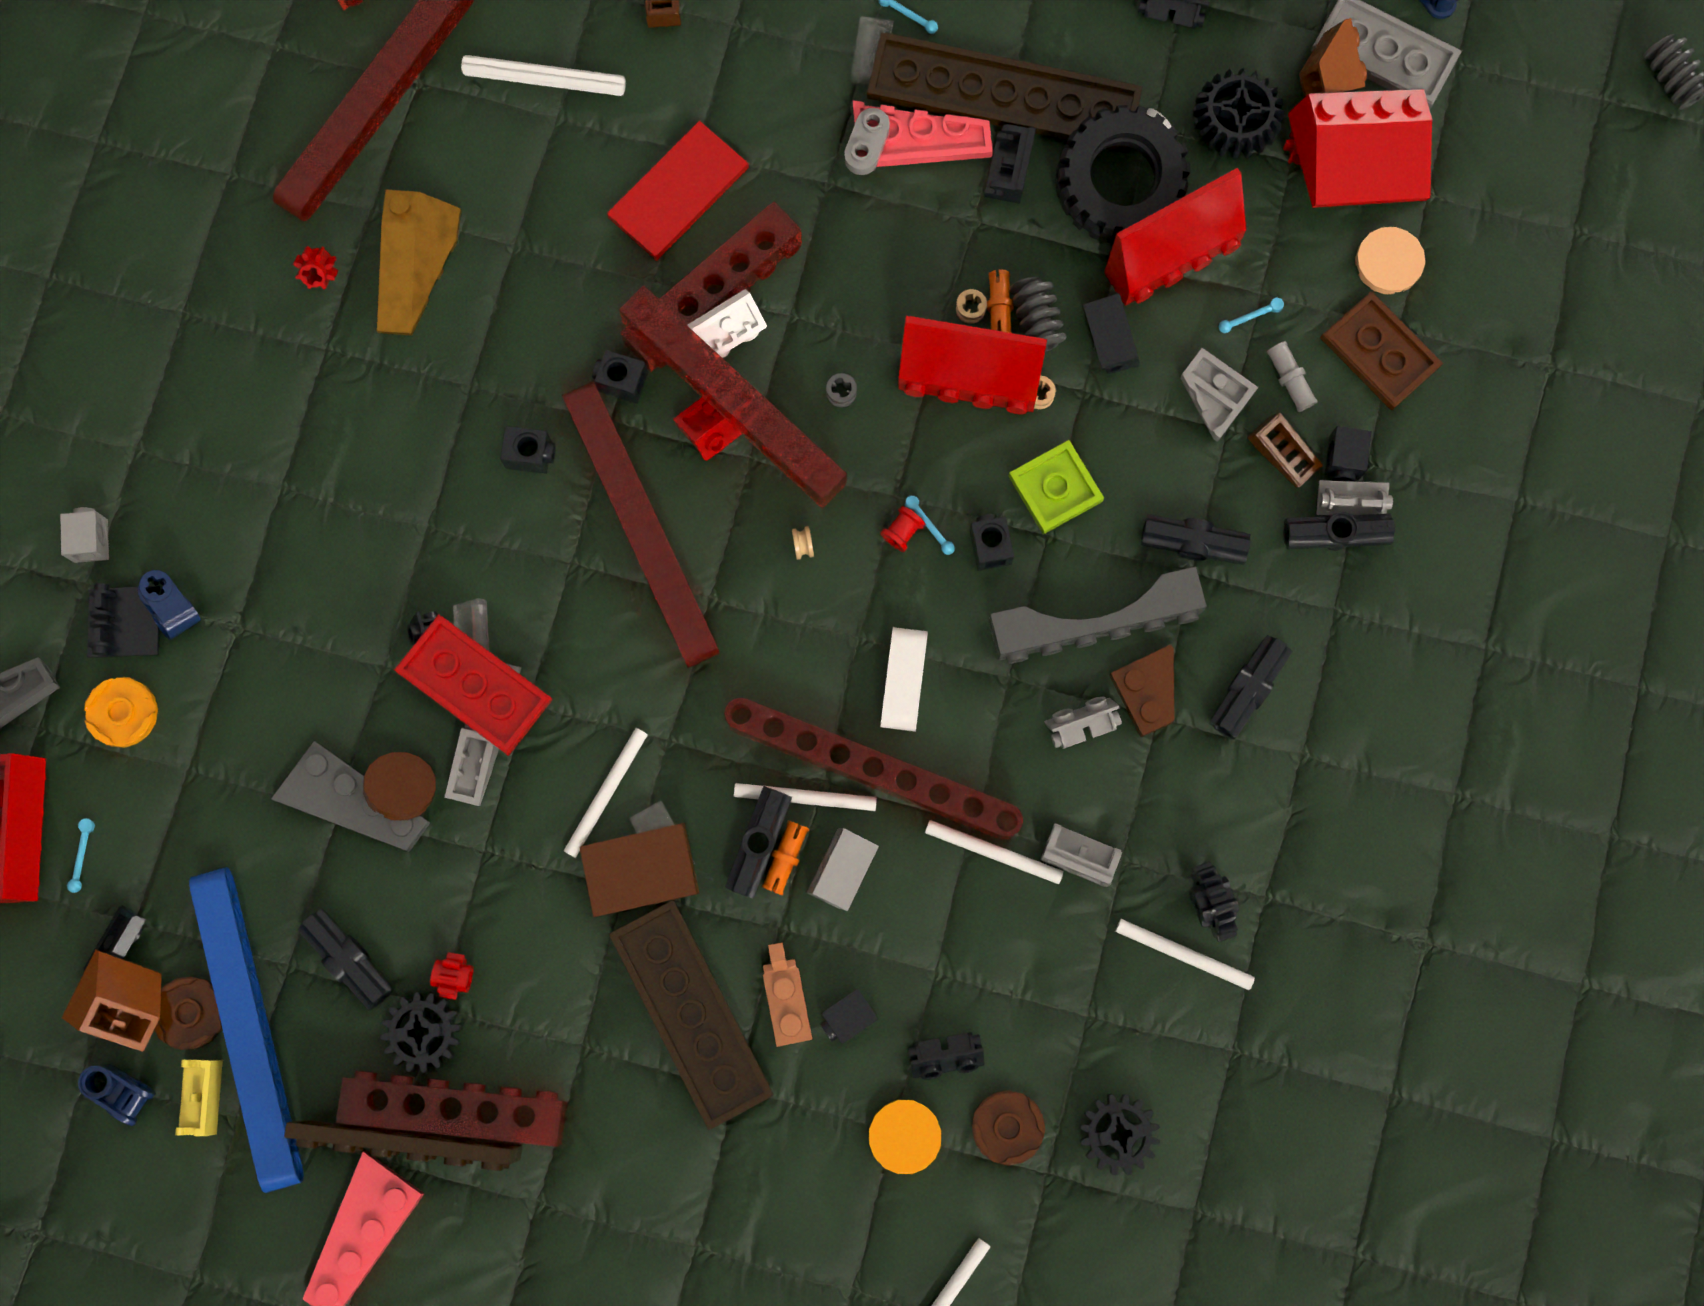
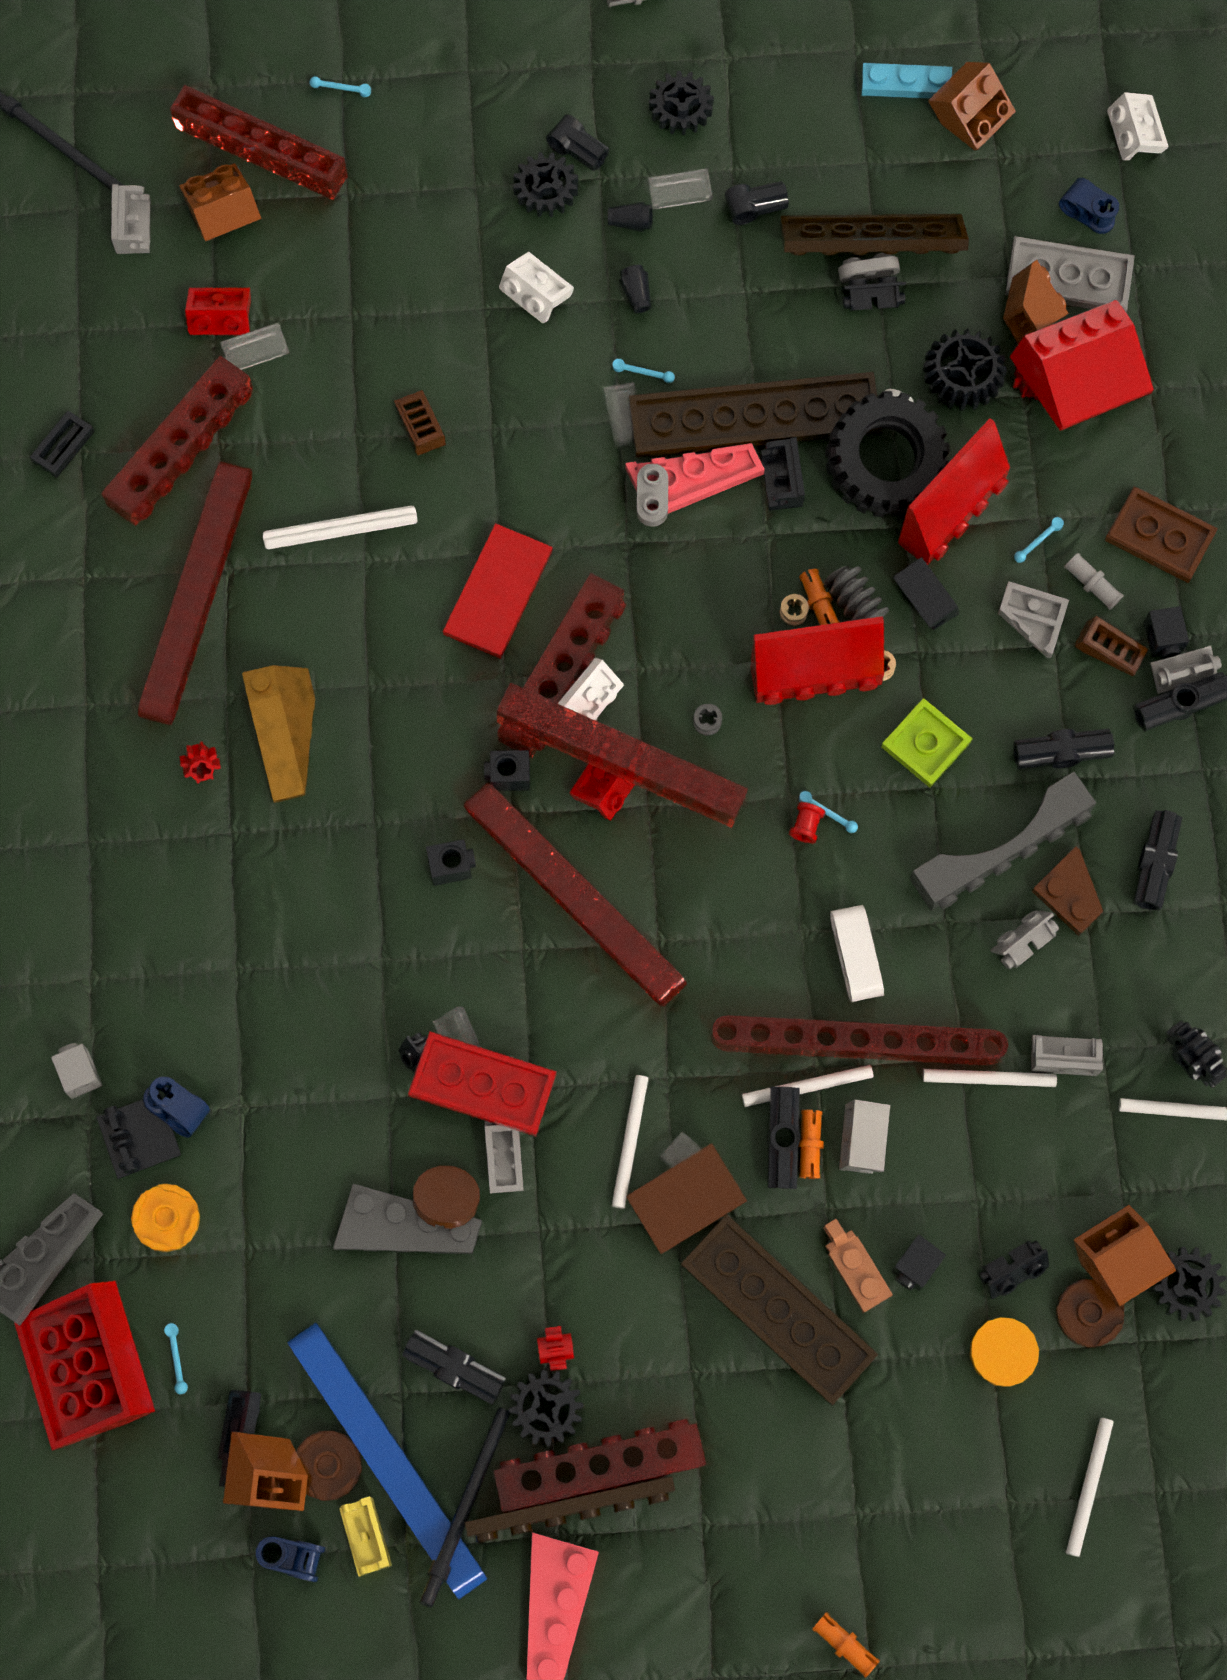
camera: 20 degrees left, 5 degrees down
(250, 1159) = (439, 1568): none -> black bar
(802, 542) = (724, 863): tan bush -> none
(986, 556) = (888, 822): black brick -> none
(1060, 1083) = (1123, 1255): none -> dark orange slope
(1390, 260) = (1140, 454): light nougat tile -> none

